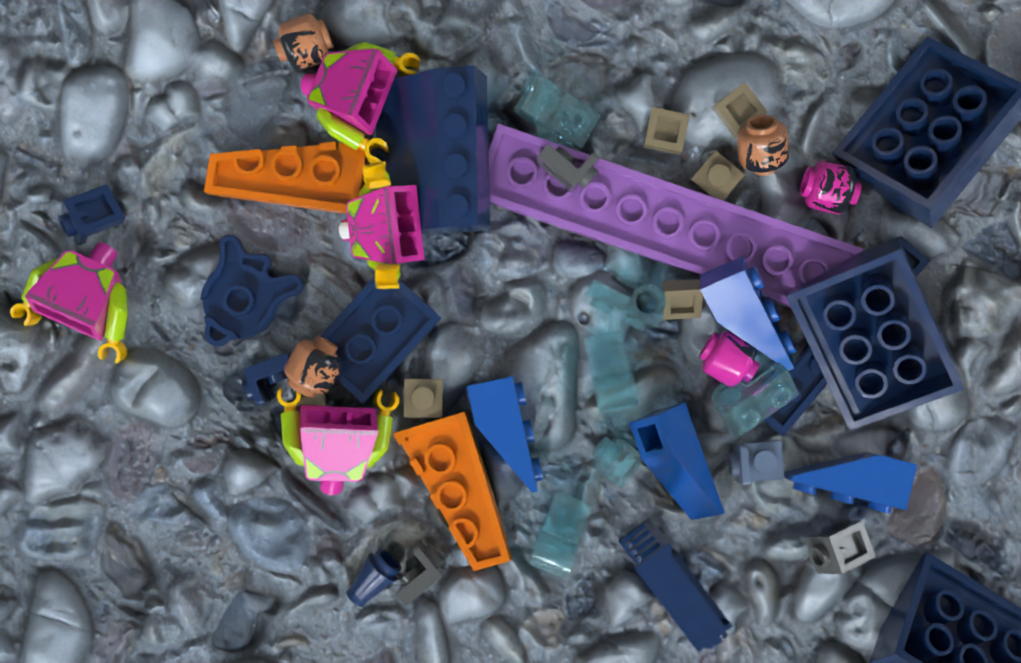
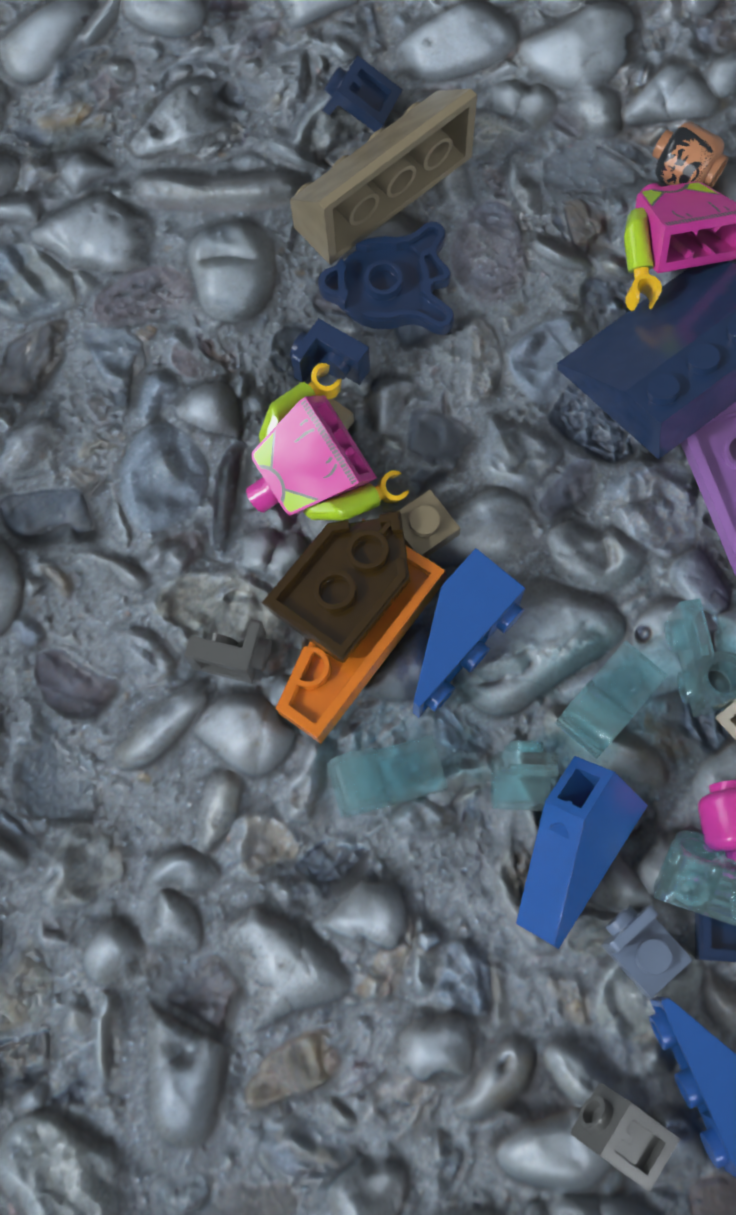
camera: 60 degrees right, 15 degrees down
(81, 296) = (275, 135): torso -> none
(163, 245) = (386, 173): none -> dark tan slope
(294, 176) = (554, 252): orange wing -> none
(313, 366) = (375, 379): nougat head -> none
(375, 575) = (193, 608): dark blue cone -> none
(378, 335) = (452, 427): dark blue plate -> none
(383, 225) = (583, 340): dark pink torso -> none
(427, 477) = (343, 583): none -> dark brown tile
(676, 586) = (440, 925): dark blue window -> none

